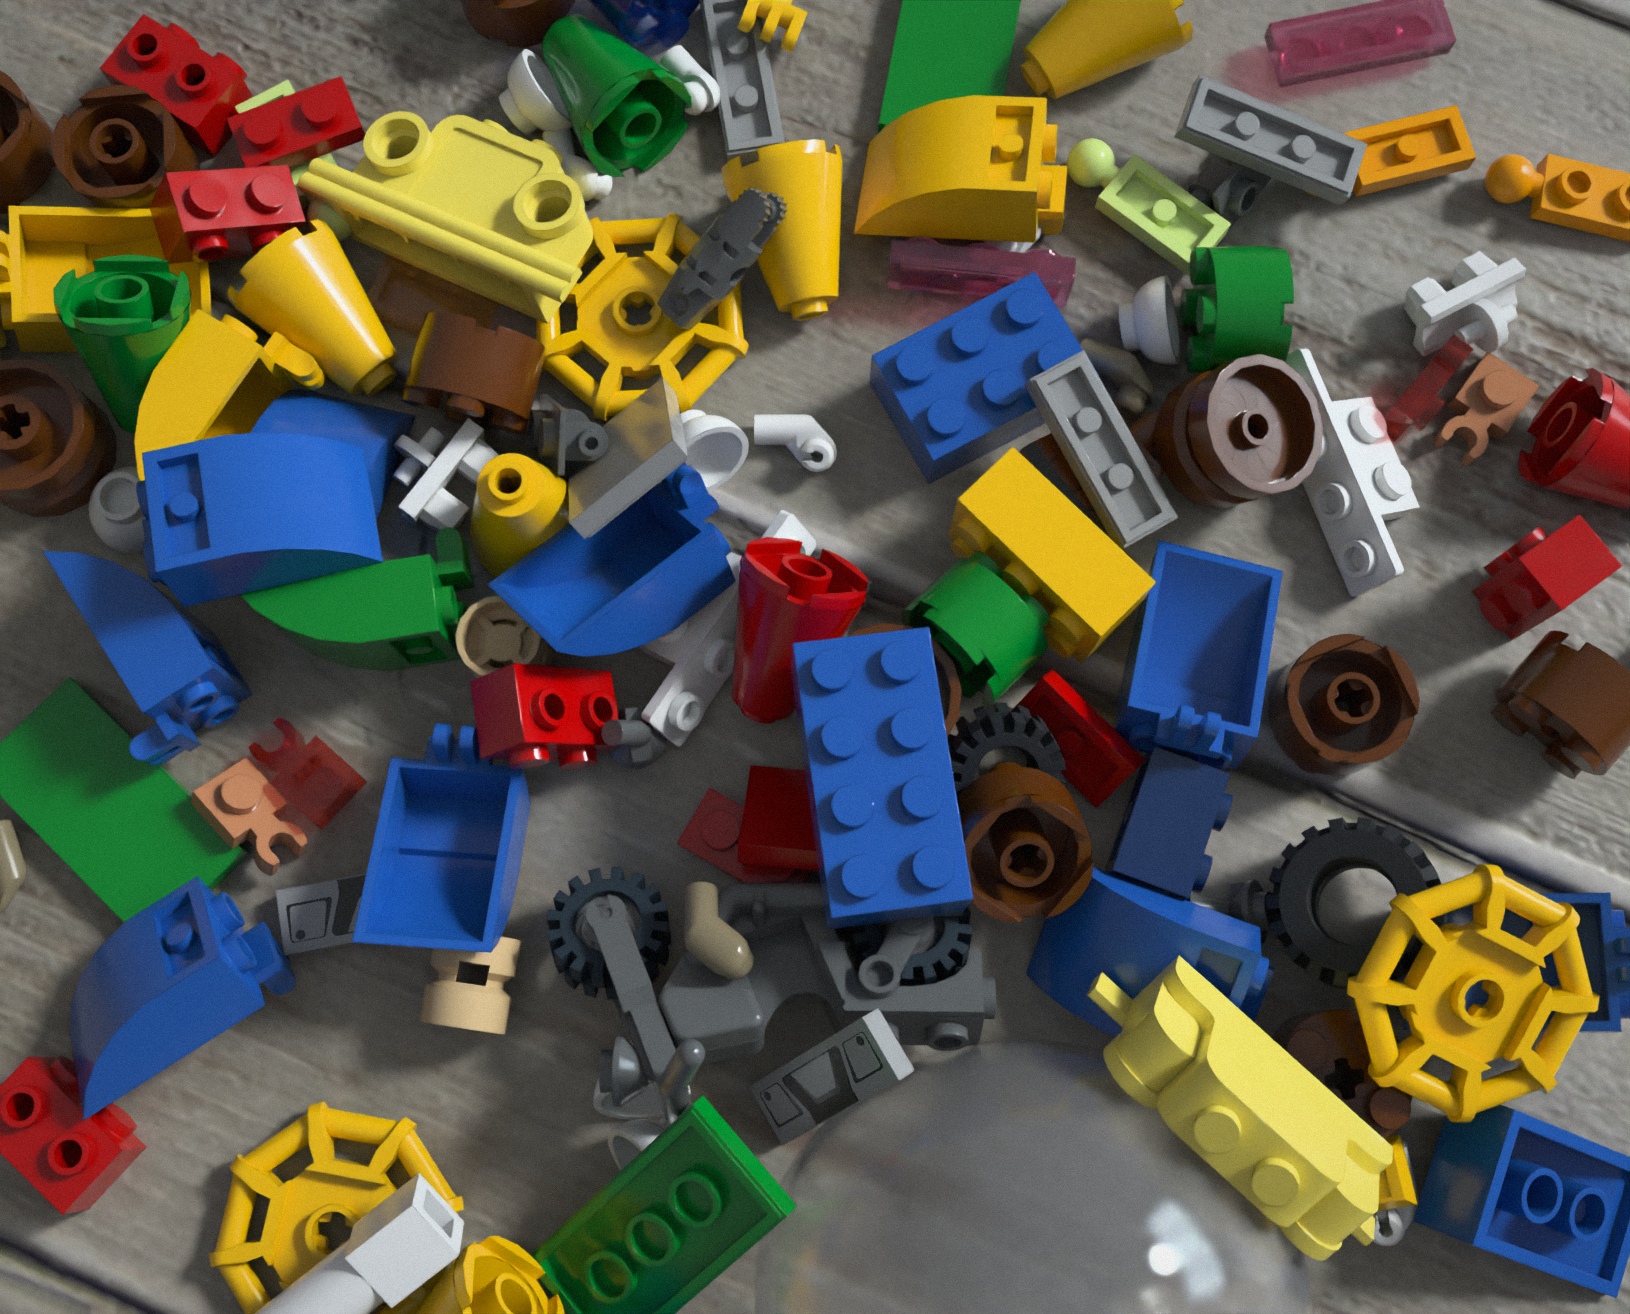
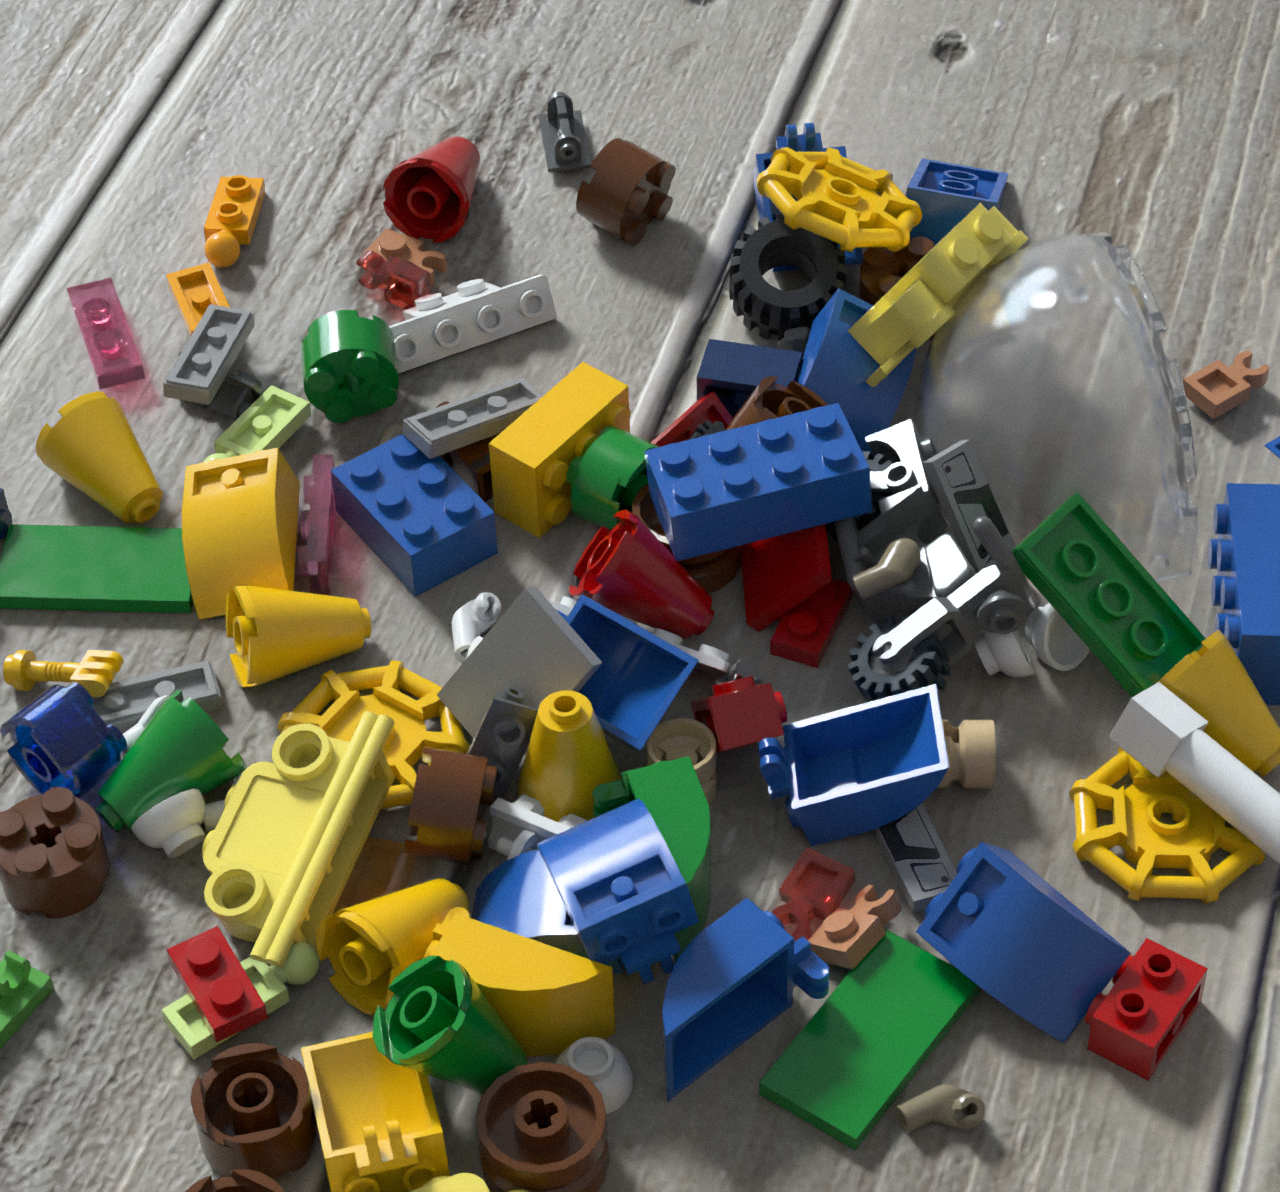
camera: 95 degrees left, 30 degrees down
(183, 78) = (154, 1109): red brick -> none
(224, 212) = (314, 1007): red brick -> none
(722, 257) = (336, 647): dark grey hinge -> none
(1152, 322) = (356, 419): white piece -> none
(1199, 657) = (651, 359): blue piece -> none
(1239, 432) = (448, 354): reddish brown wheel -> none
(1335, 670) = (645, 301): reddish brown brick -> none
(1473, 310) = (335, 259): white hips -> none
(1543, 576) = (539, 204): red brick -> none

